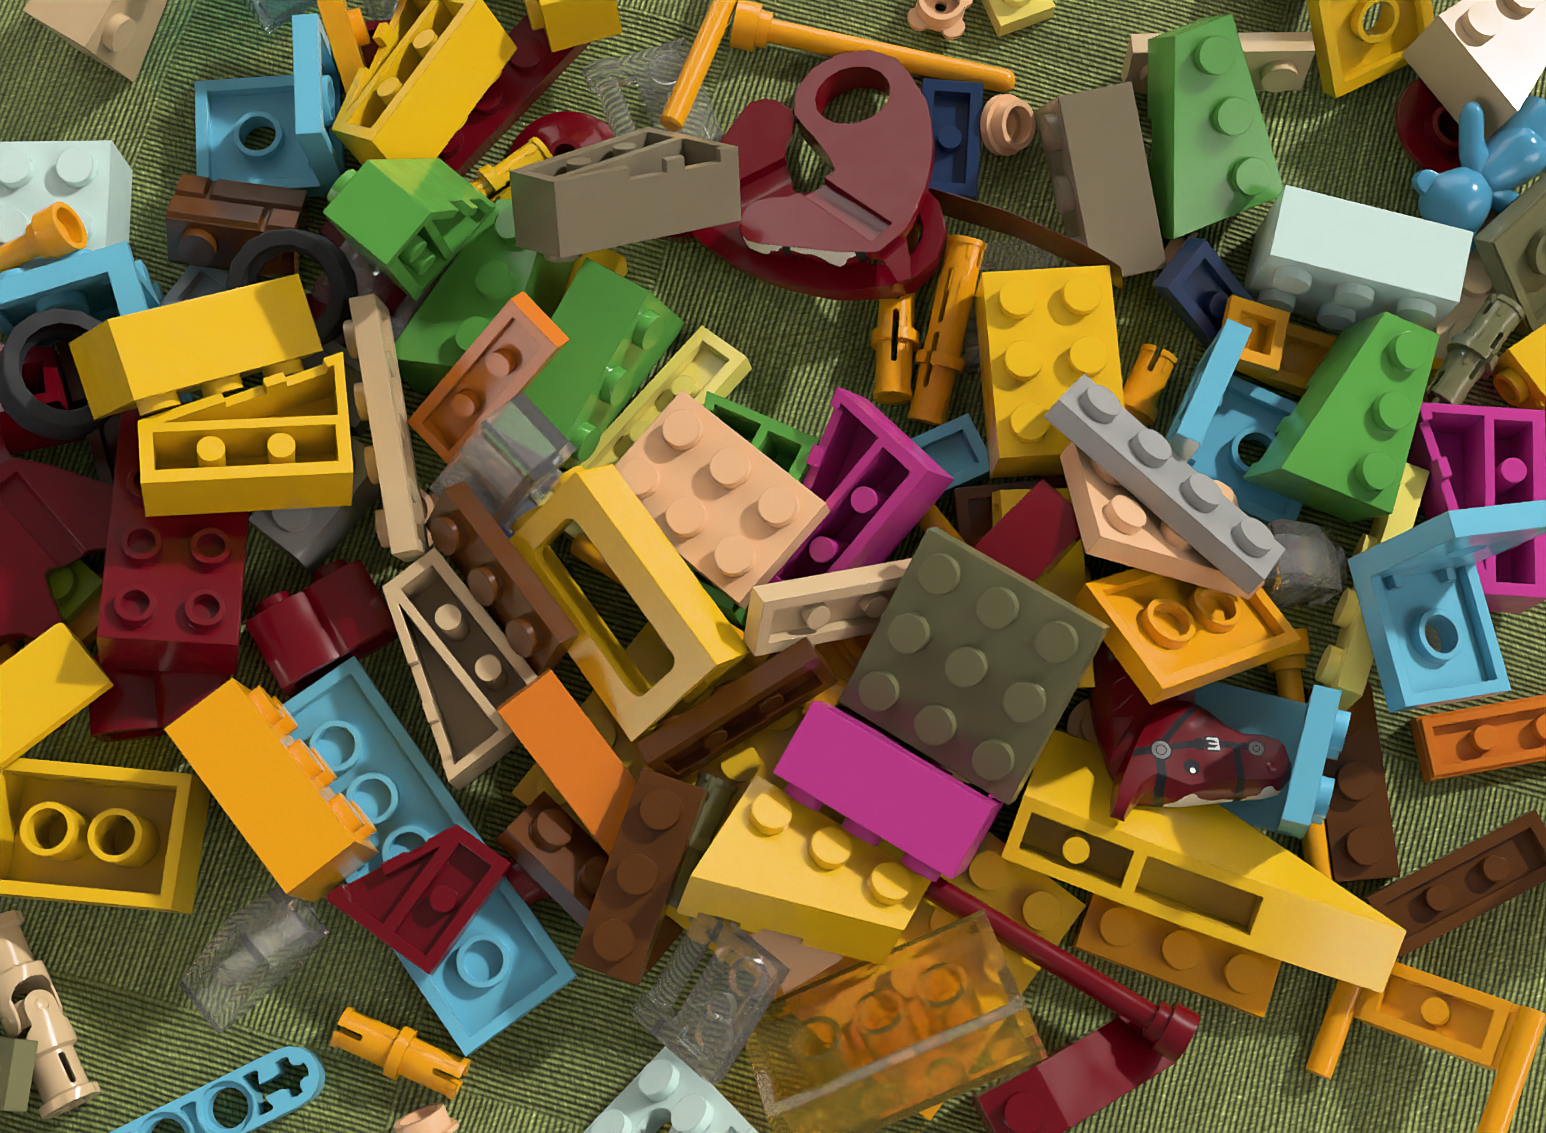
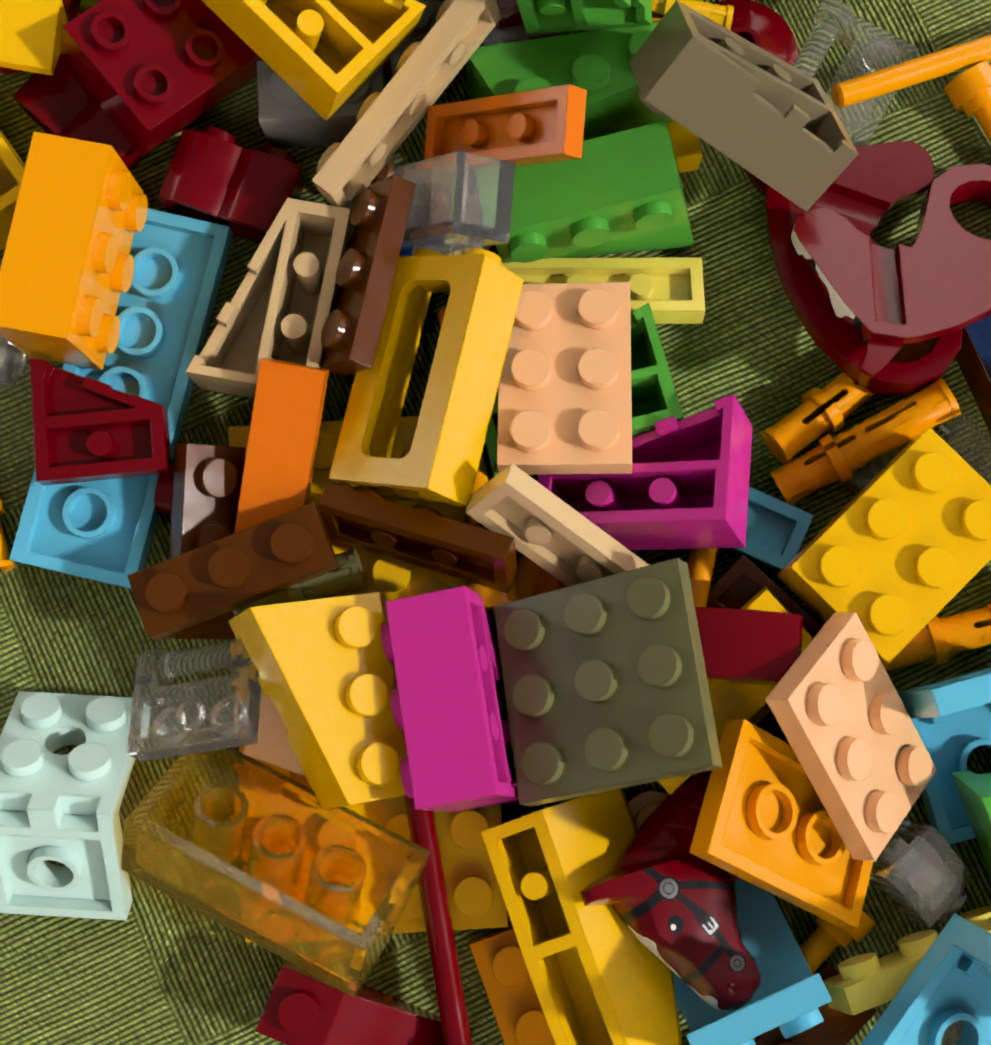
camera: 55 degrees right, 5 degrees up
(1166, 483) = (882, 716): light grey plate -> none

